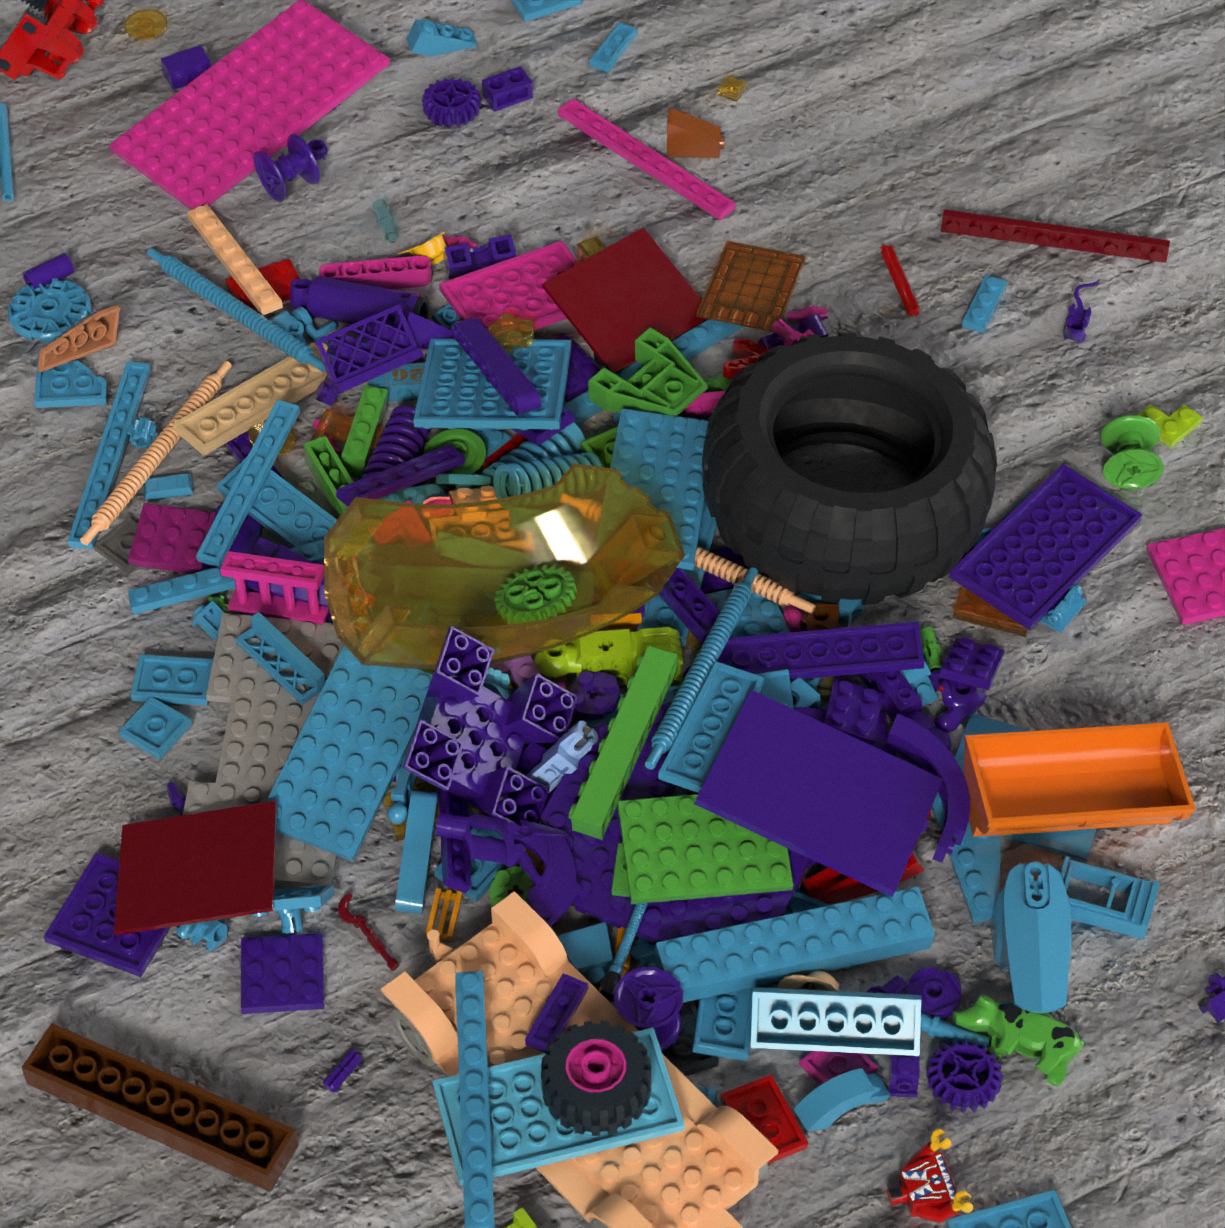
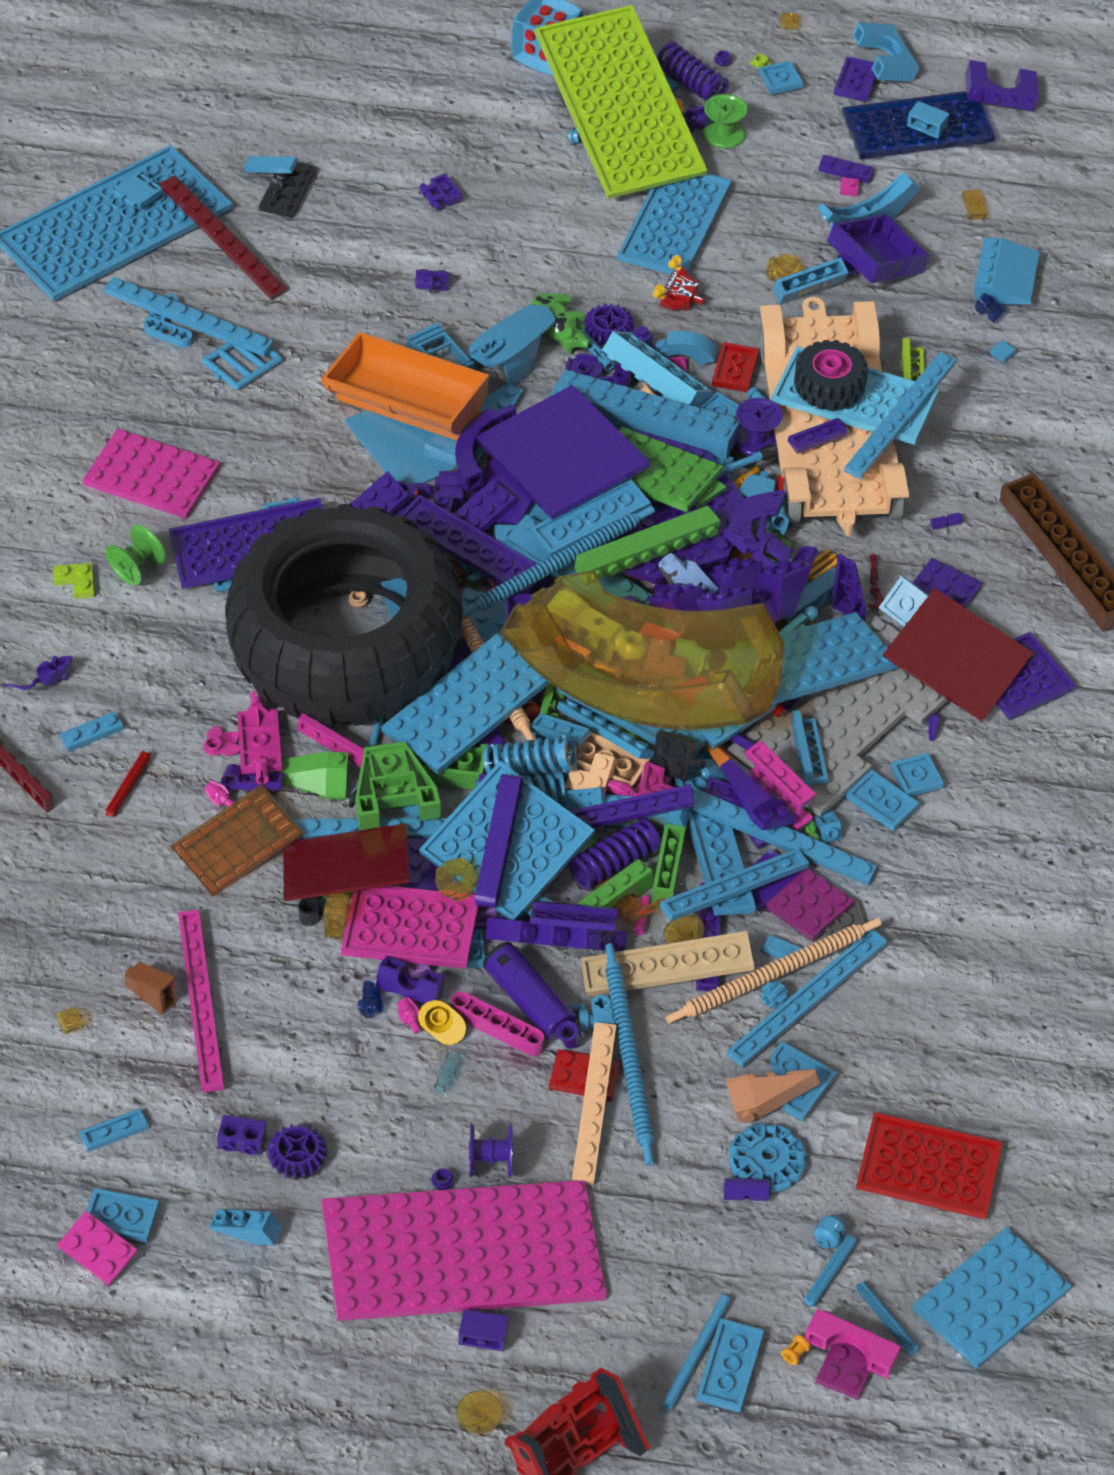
camera: 145 degrees left, 0 degrees up
(371, 862) = (847, 589): none -> dark purple wedge
(499, 227) = (371, 1001): none -> clear blue plate
(535, 594) = (640, 657): bright green gear -> none
(748, 352) = (298, 766): red beam -> none

